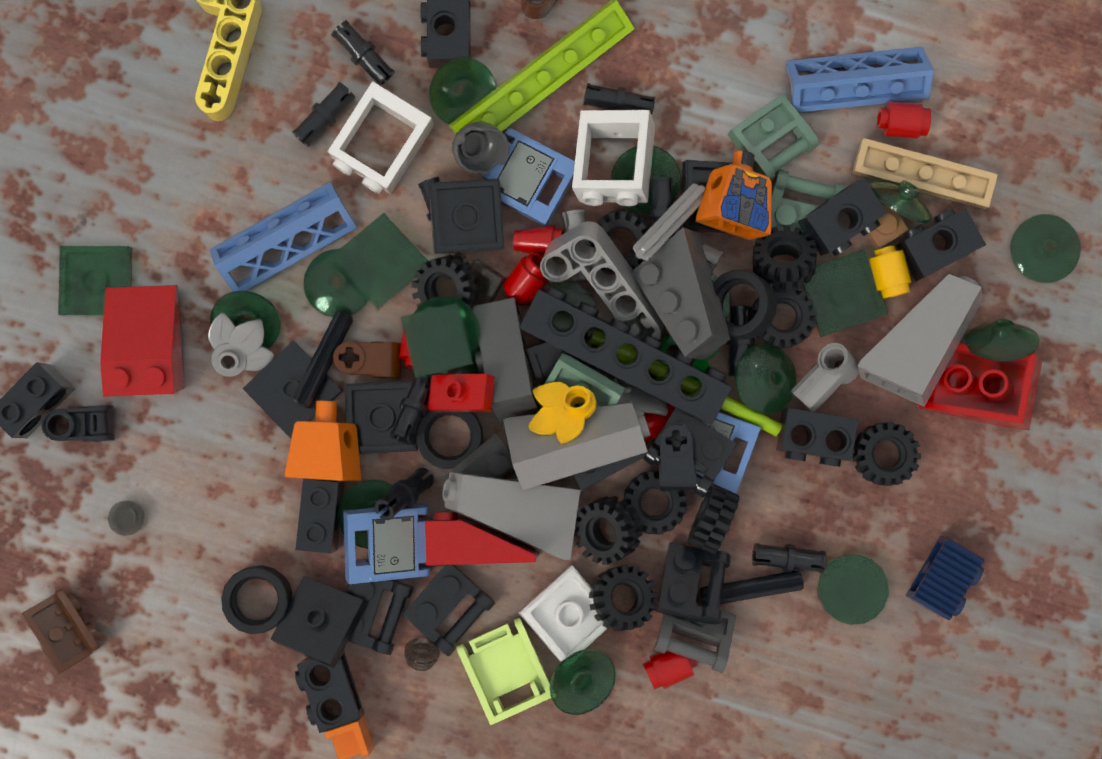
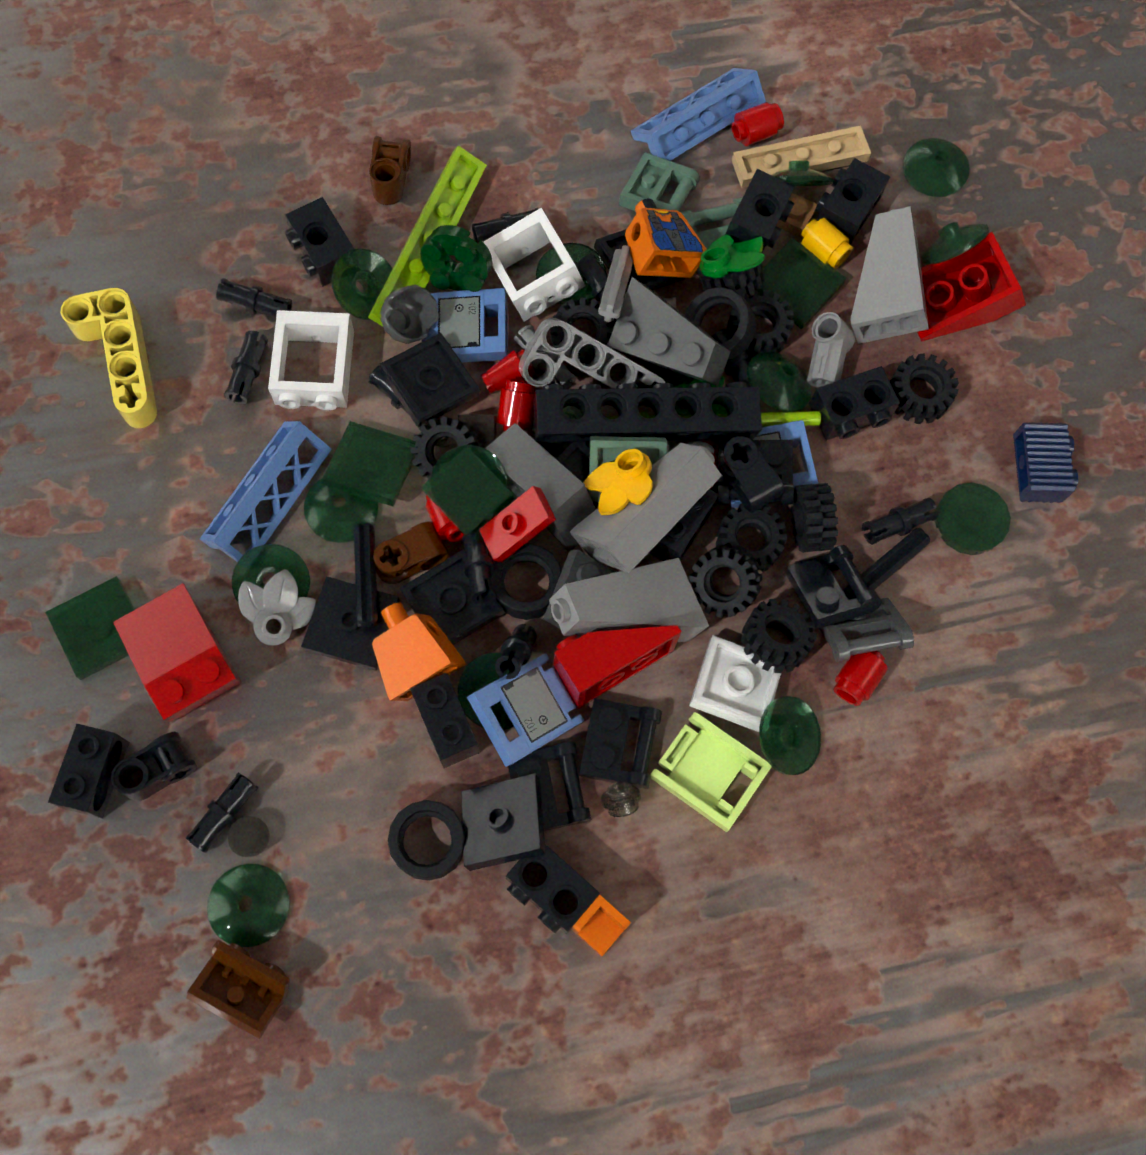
camera: 35 degrees left, 15 degrees down
(115, 488) = (221, 812): none -> black pin
(118, 568) = (268, 908): none -> clear green dish
(546, 118) = (446, 272): none -> dark green plate
(787, 249) = (726, 256): none -> green plate

